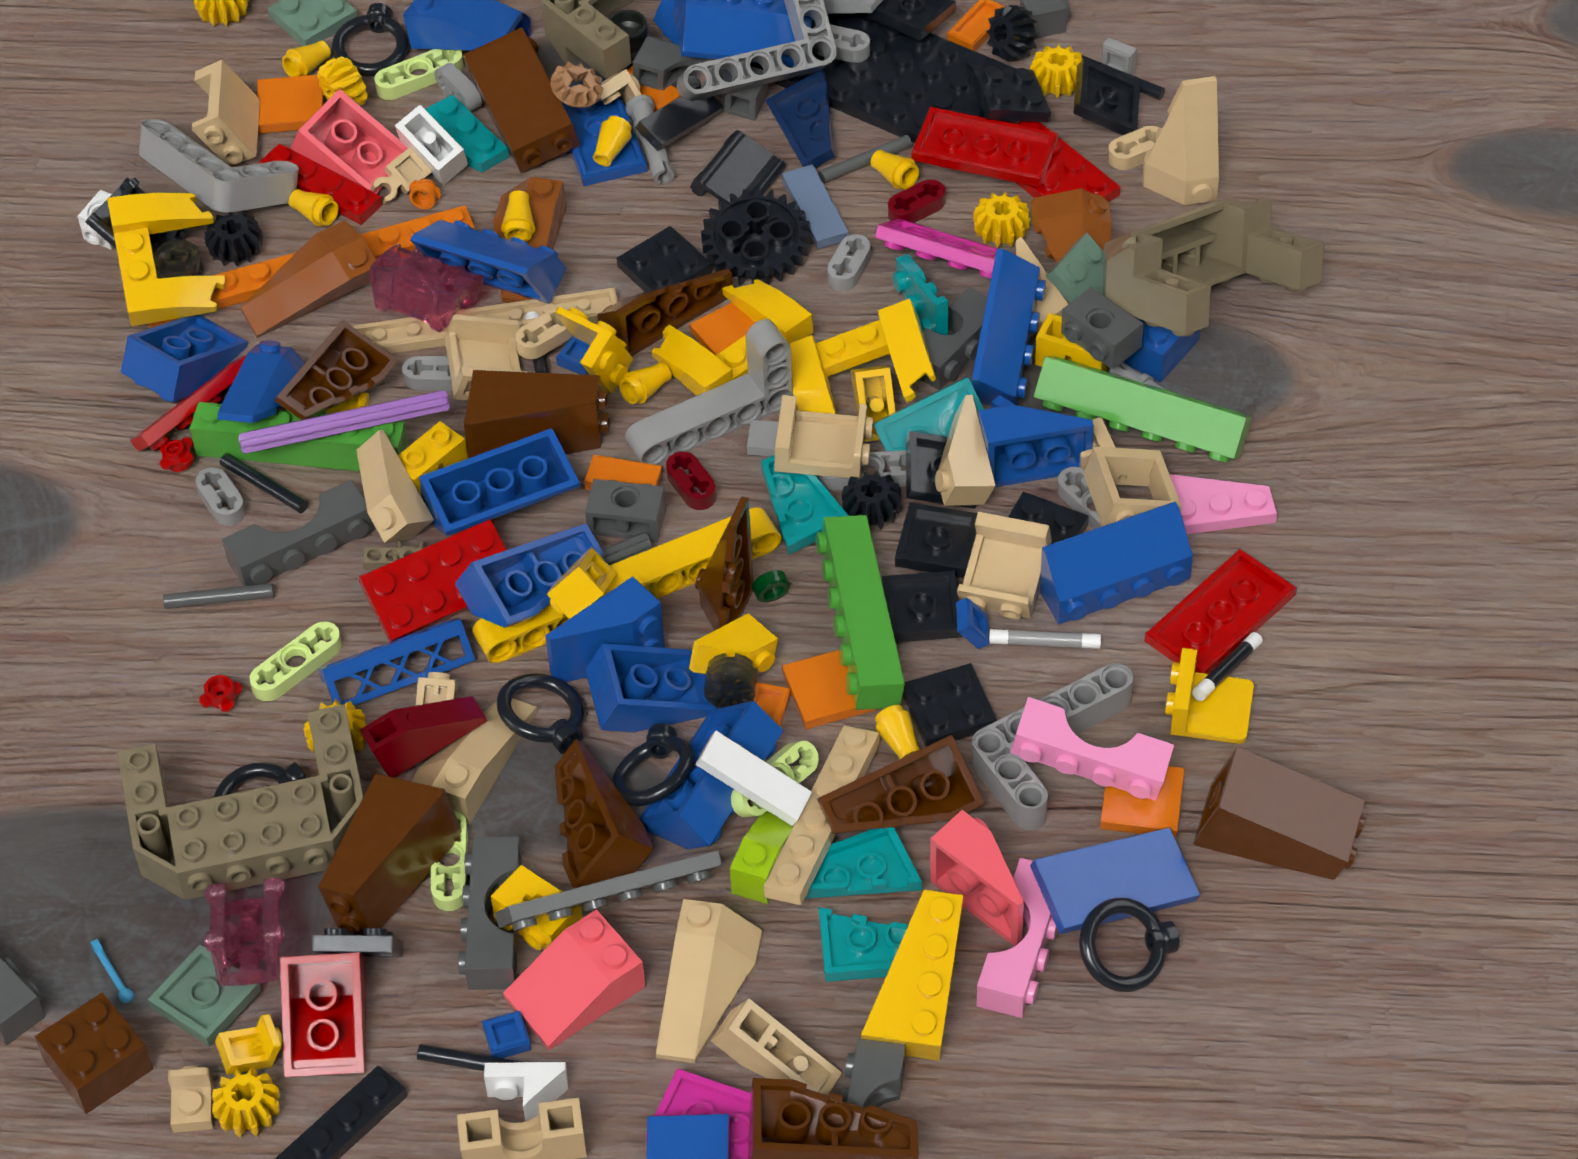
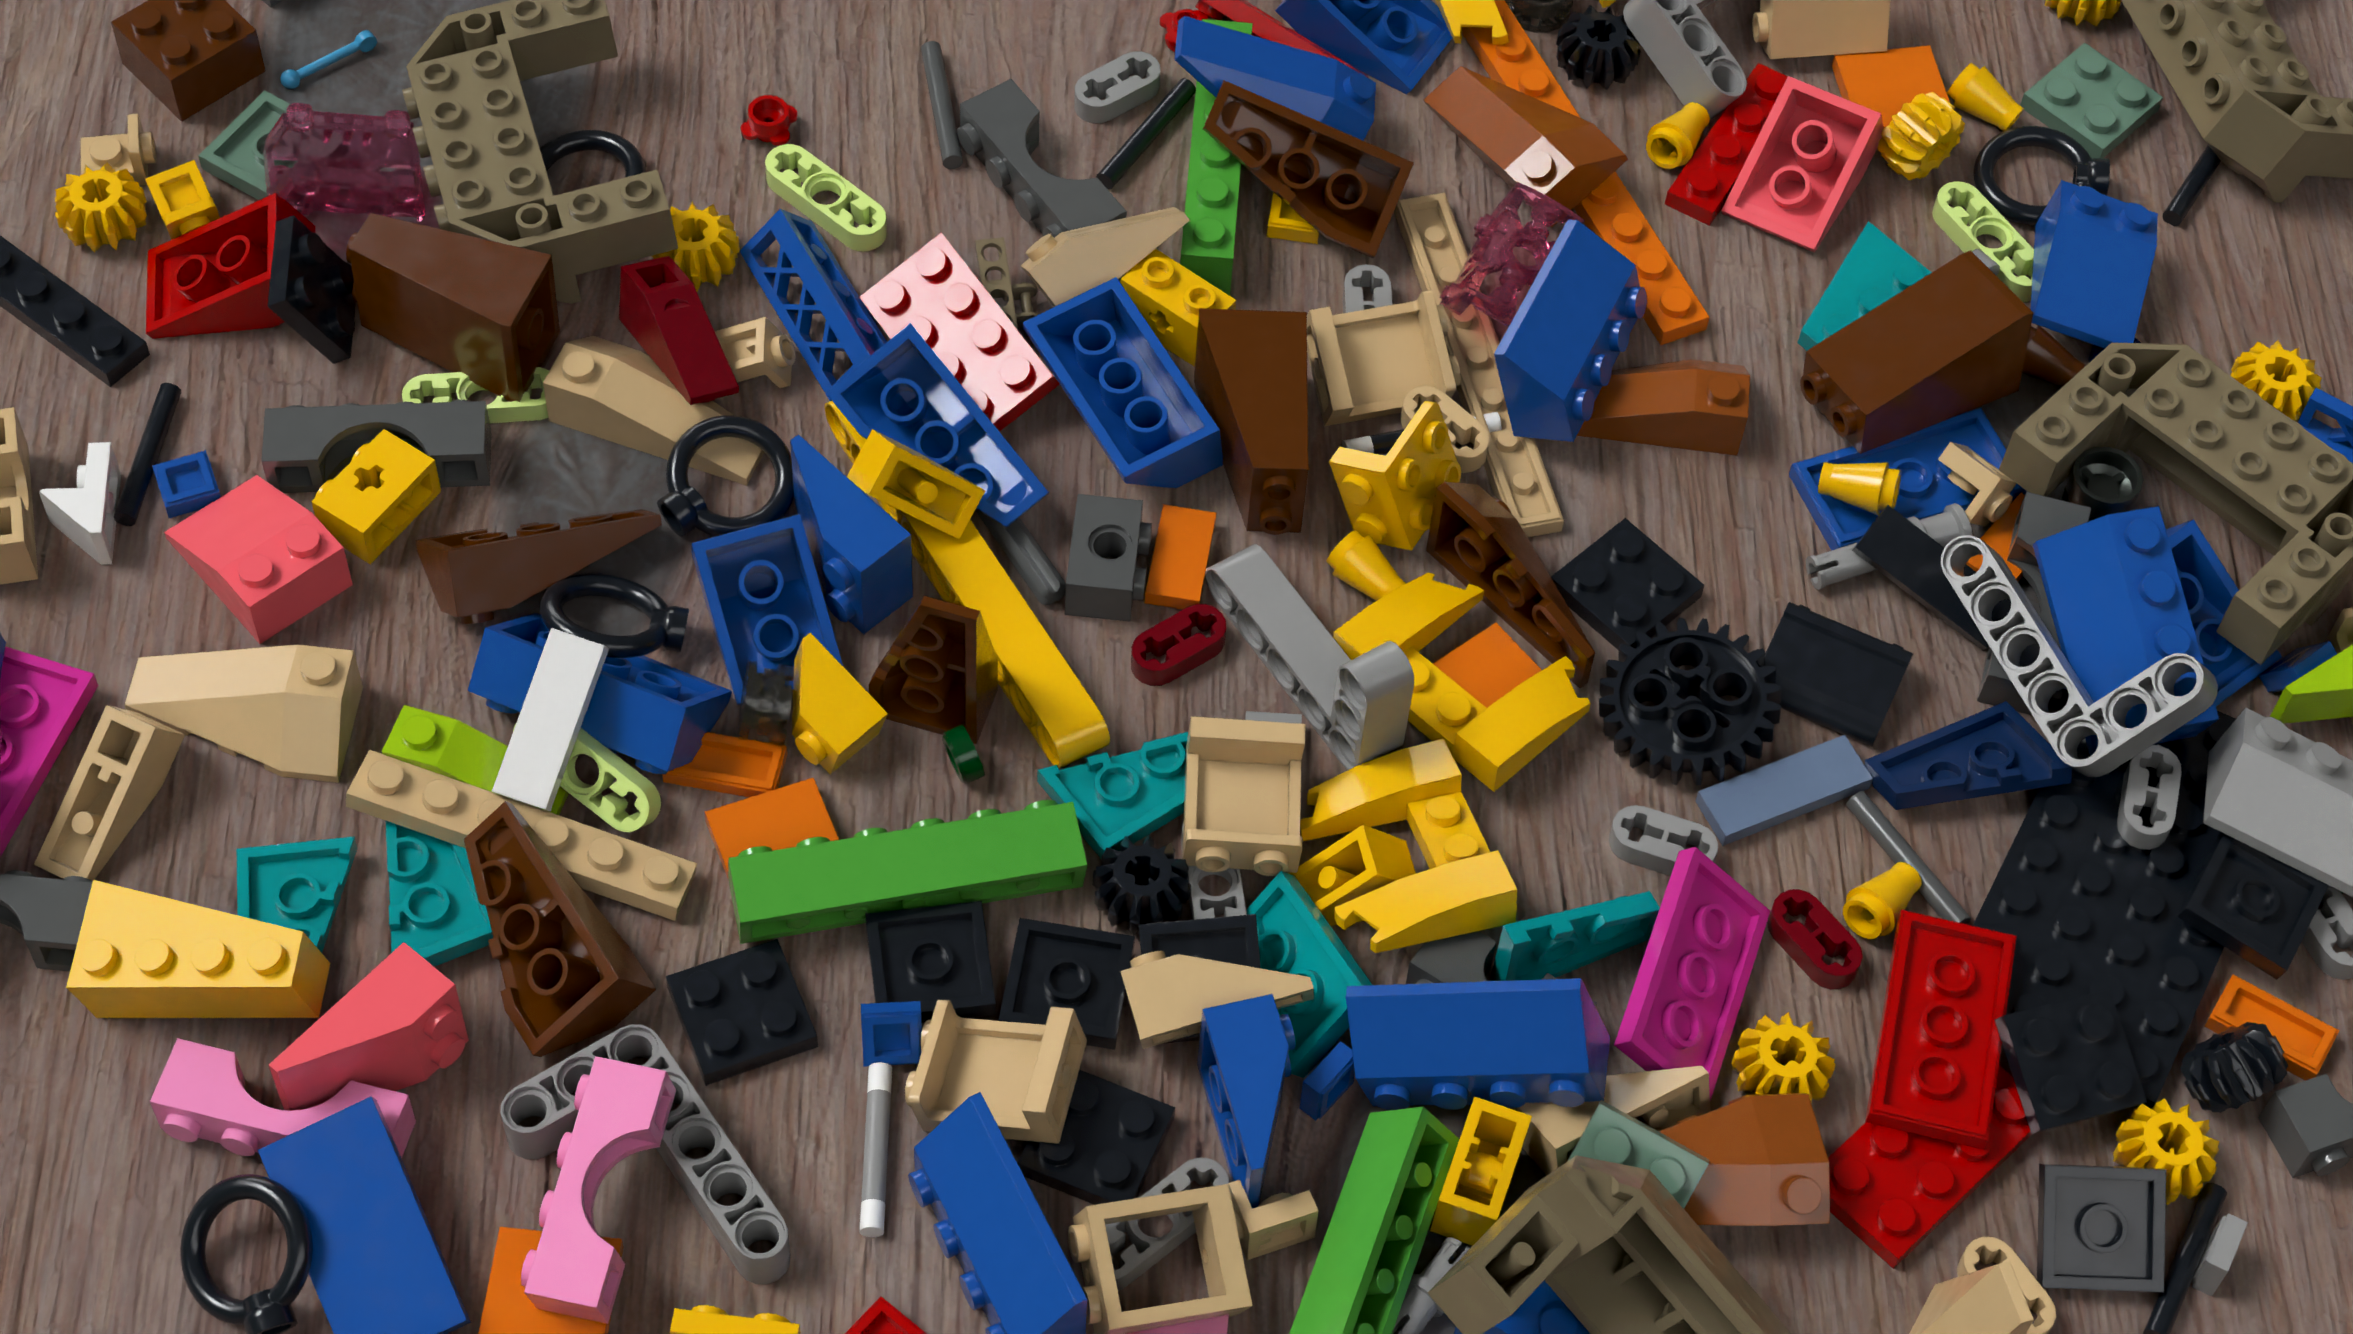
camera: 80 degrees right, 5 degrees up
(344, 421) = (1208, 180): medium lavender axle -> none
(401, 173) = (1760, 236): tan plate -> none
(424, 193) = (1728, 265): orange plate -> none
(432, 144) = (1807, 251): white brick -> none
(518, 217) = (1653, 361): yellow cone -> none
(578, 95) = (1951, 431): medium nougat gear -> none
(594, 895) = (379, 572): plate -> none
(897, 730) = (679, 937): yellow cone -> none
(1101, 328) = (1492, 1151): dark grey brick -> none

